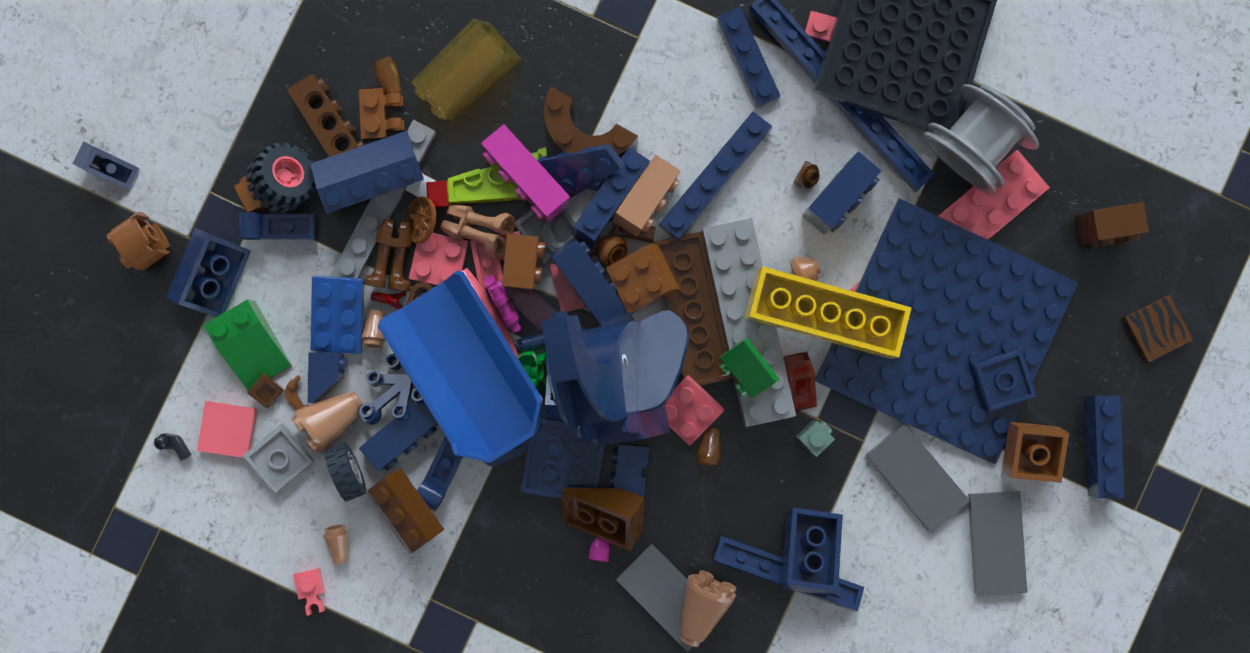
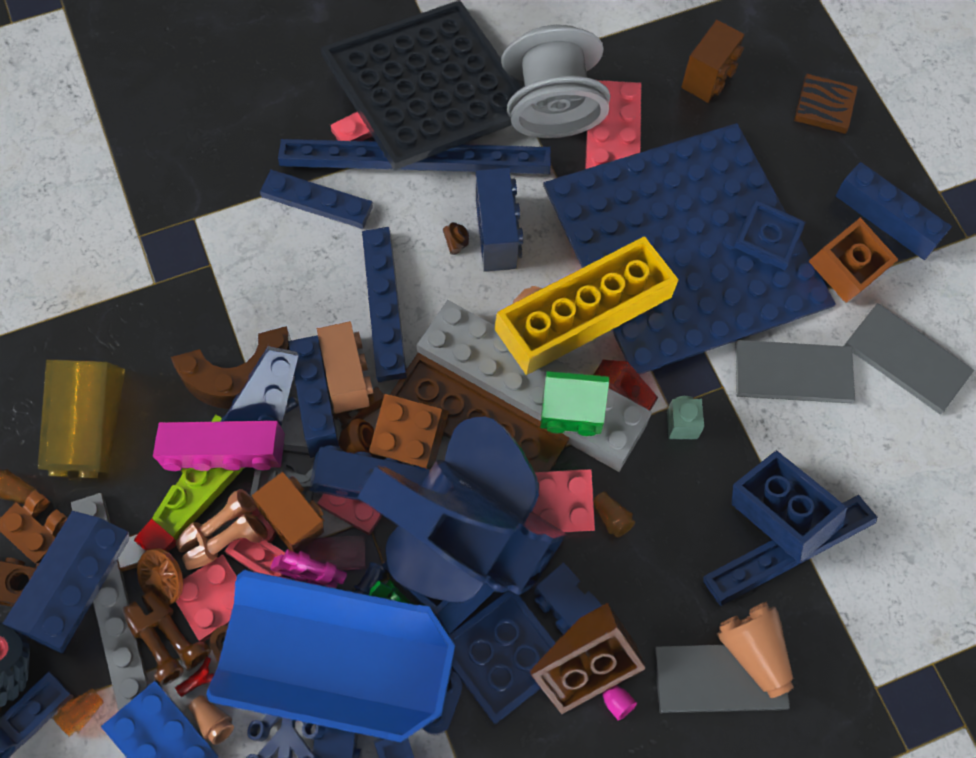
camera: 50 degrees left, 20 degrees down
(308, 252) = (77, 713): none -> clear orange cone

